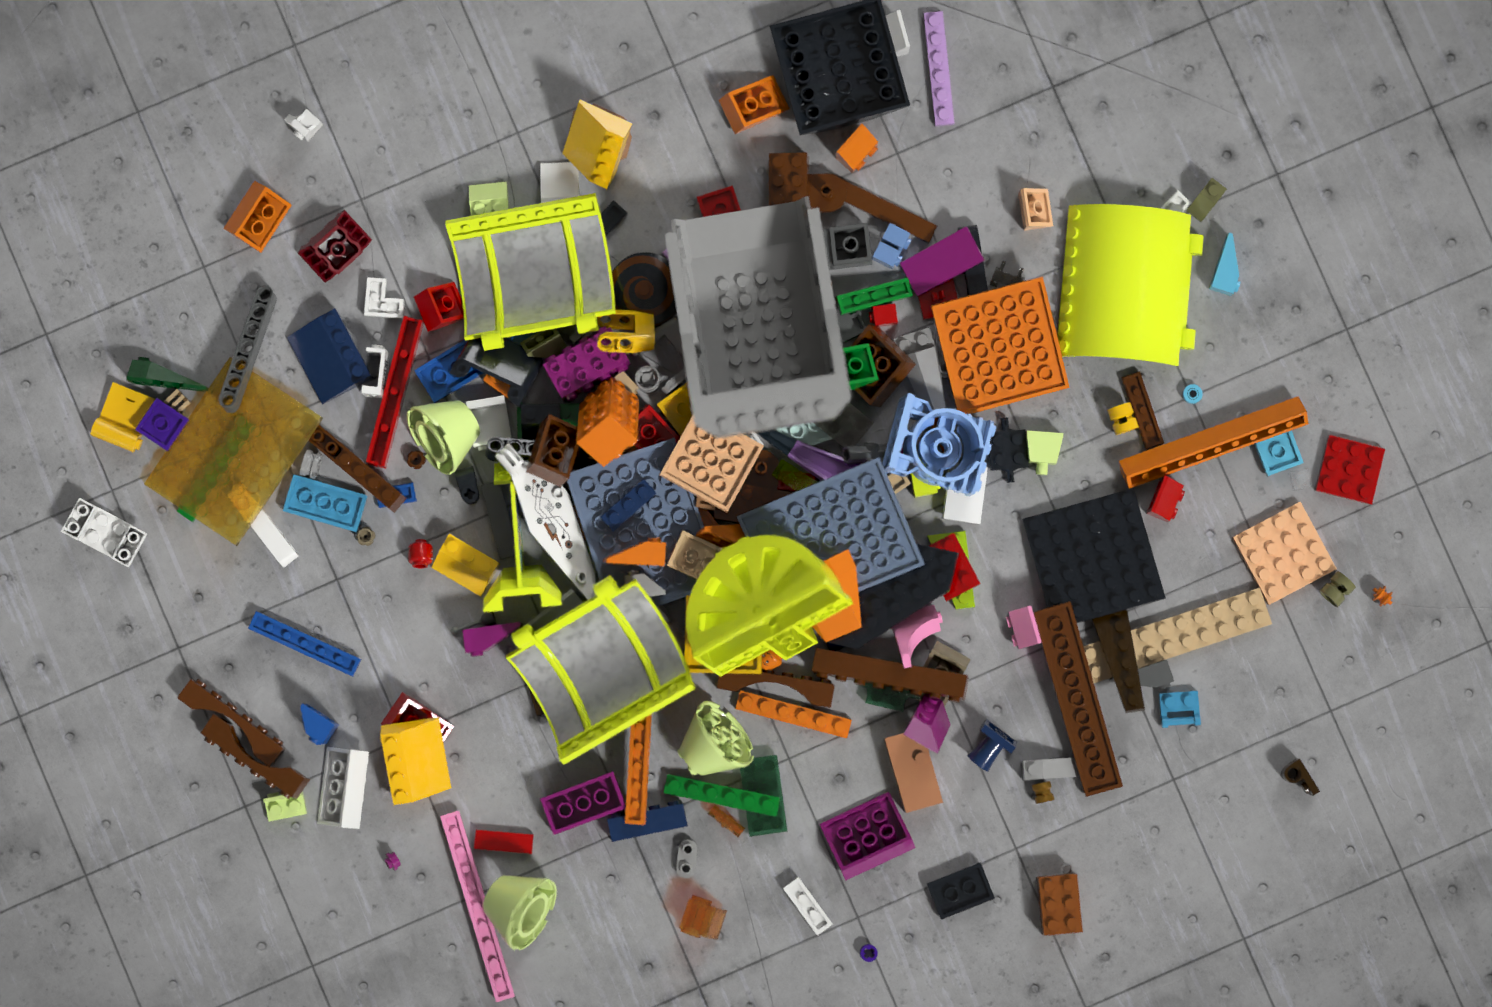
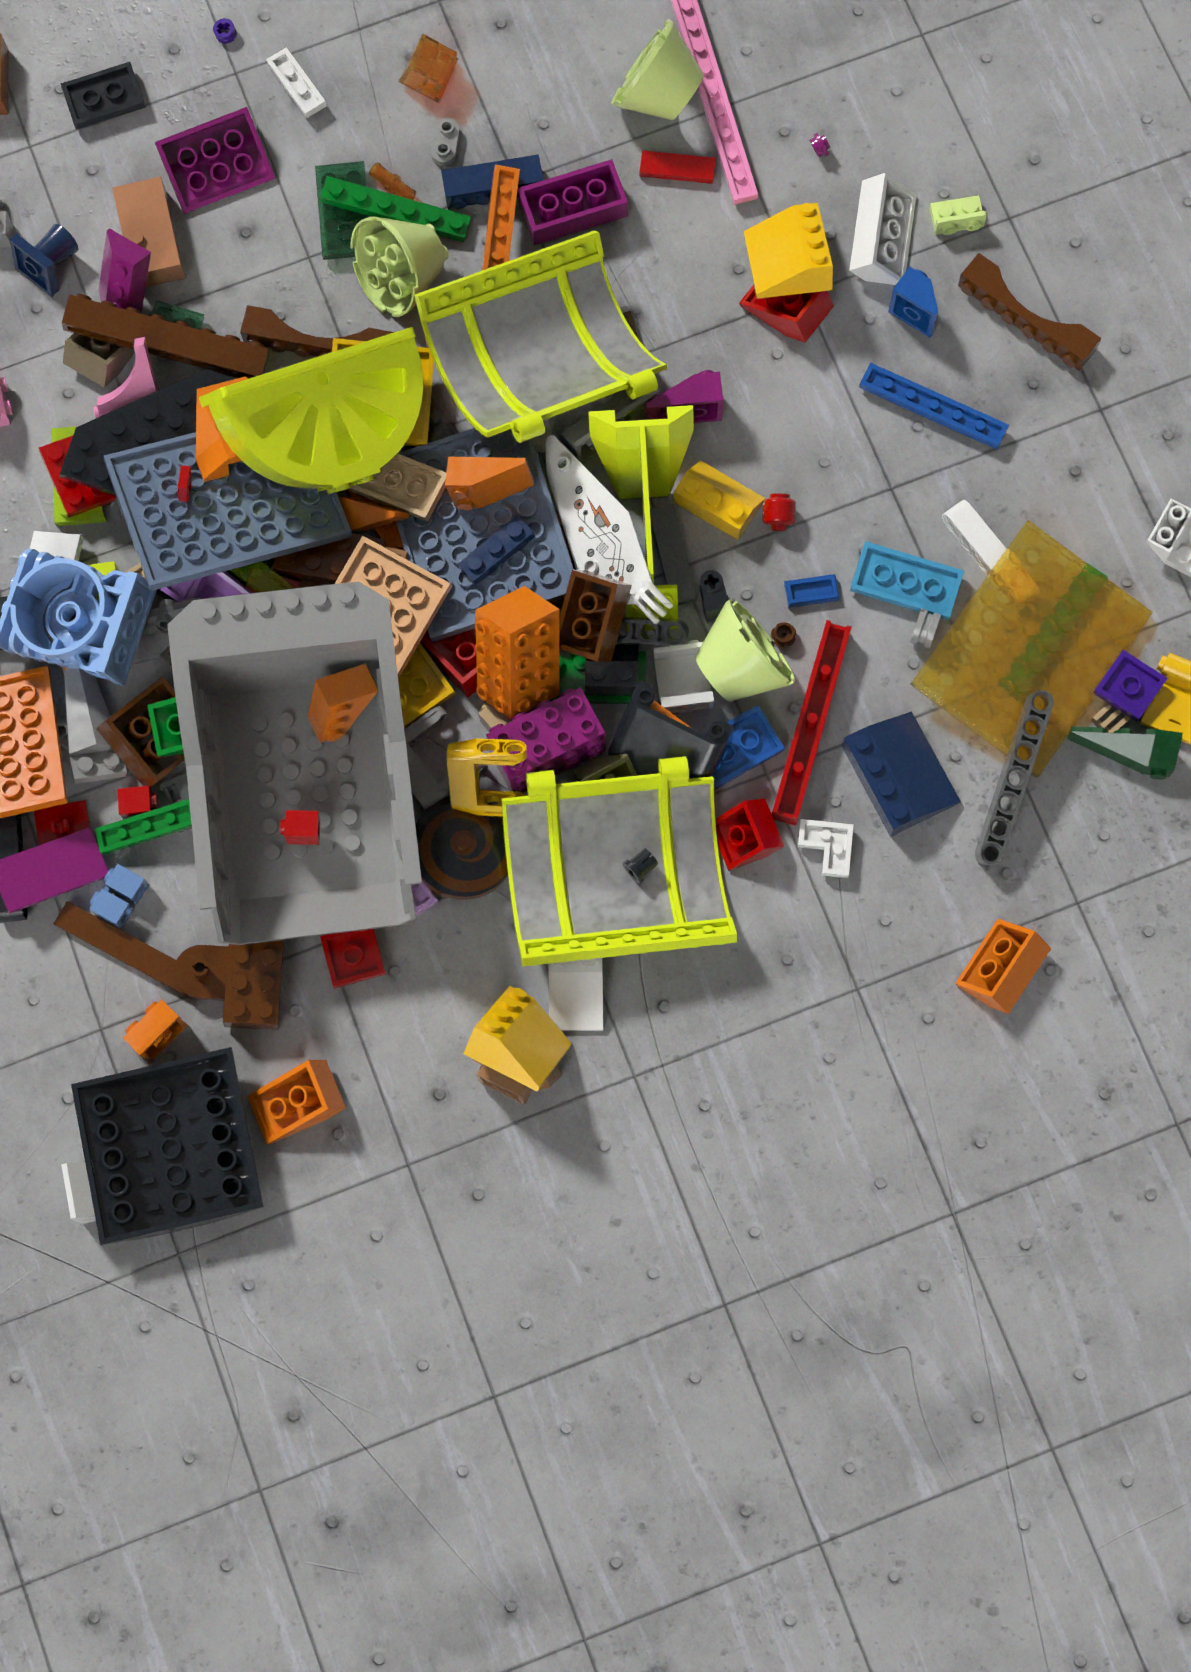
camera: 170 degrees left, 10 degrees down
(224, 735) = (959, 233): reddish brown arch -> none
(304, 125) = (938, 1091): white brick -> none
(335, 246) = (893, 920): dark red slope -> none
(357, 469) = (867, 624): reddish brown slope -> none
(365, 541) = (849, 532): dark tan plate -> none
(377, 392) = (840, 718): white panel -> none
(487, 619) = (736, 419): hinge -> none
(488, 198) = (676, 977): yellowish green slope -> none
(515, 277) = (640, 865): none -> black bush
(612, 216) = (504, 952): black tile -> none
(647, 379) = (464, 723): light grey wheel -> none
(648, 585) = (477, 445): light grey slope -> none
(736, 372) = (339, 701): none -> orange wedge
(757, 286) = (301, 827): none -> red brick
(793, 714) = (298, 306): orange plate -> none
(839, 238) = (162, 910): dark grey brick -> none
(860, 541) = (184, 483): none -> red tile
(938, 68) = (30, 1147): lavender plate -> none

